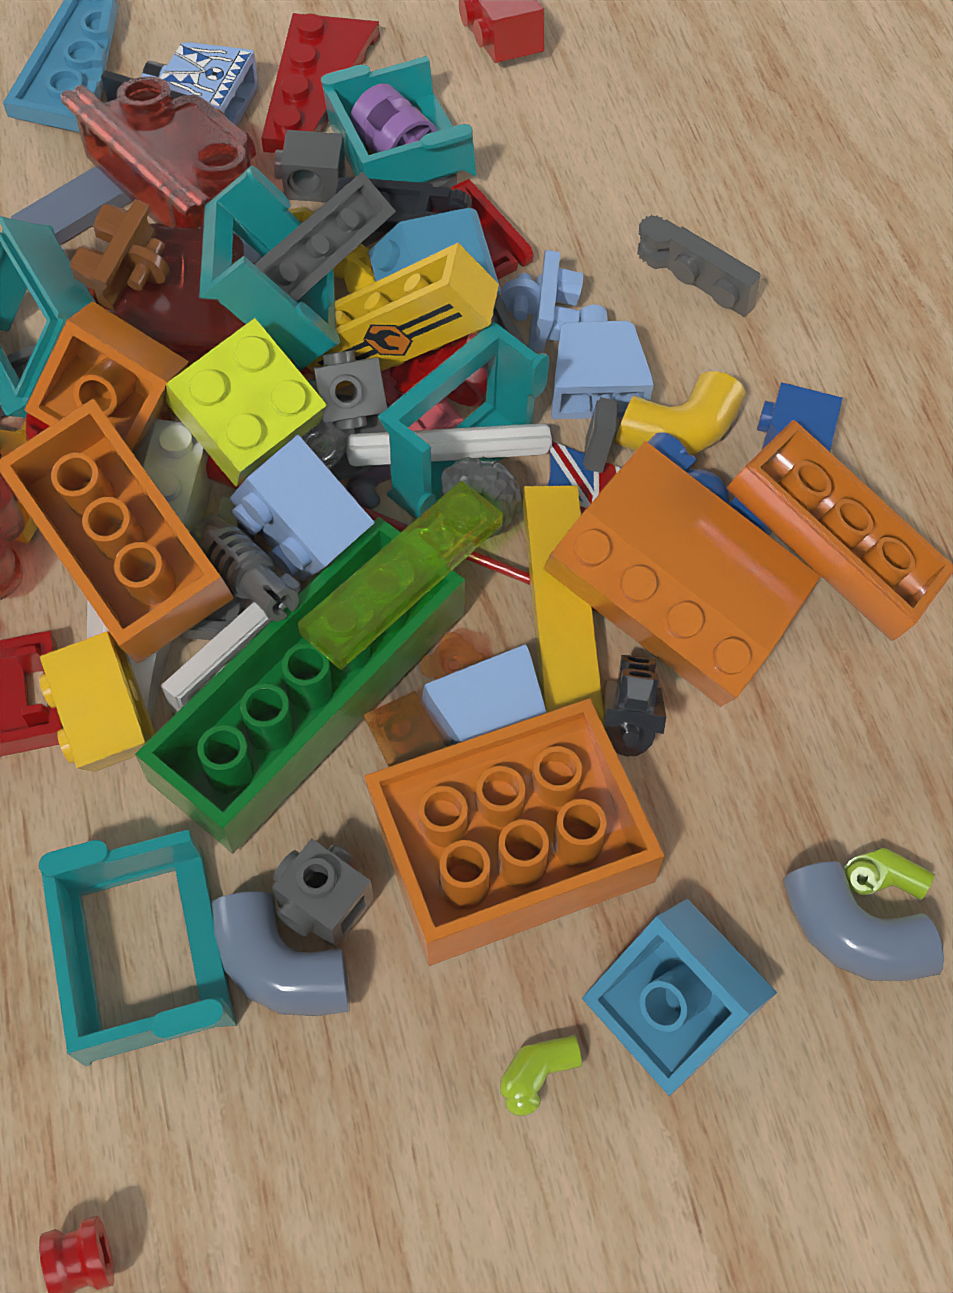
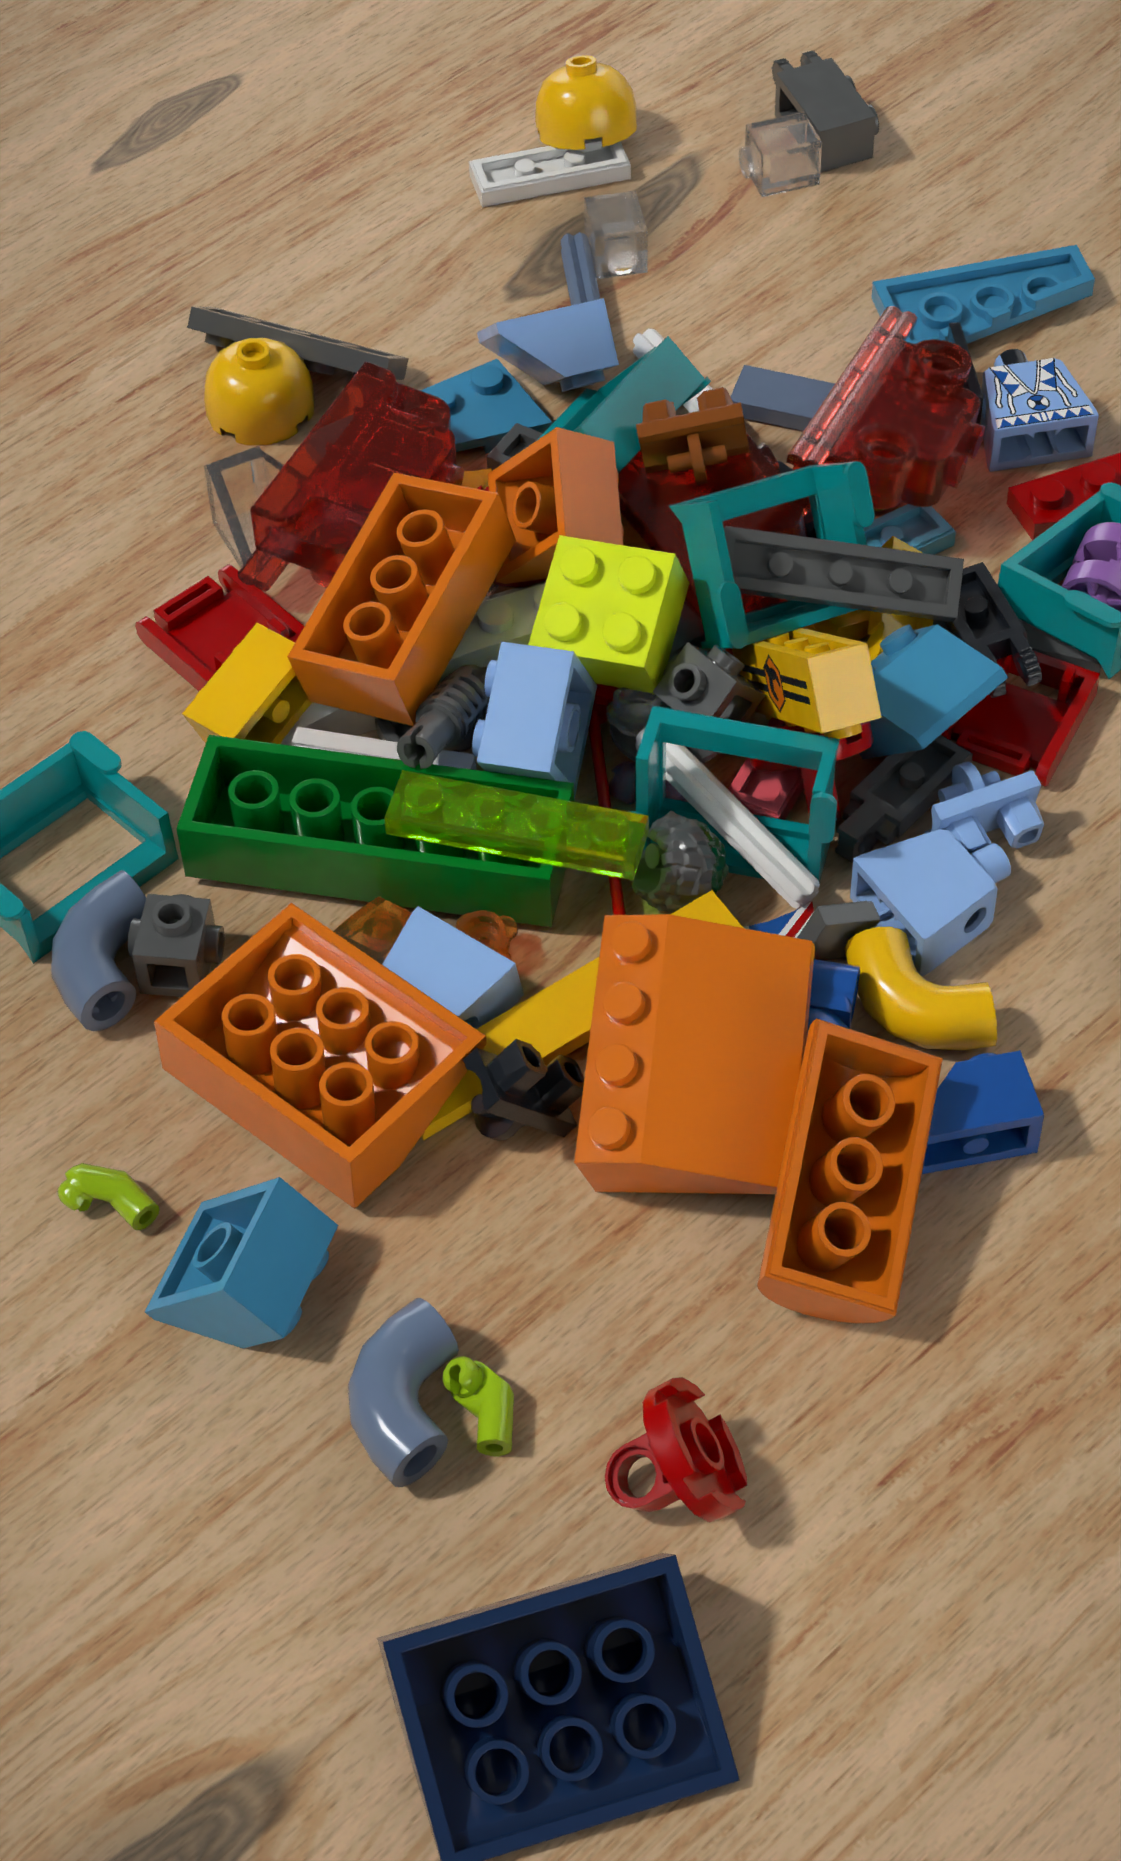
camera: 65 degrees right, 10 degrees down
(310, 165) = (995, 532): dark grey brick -> none

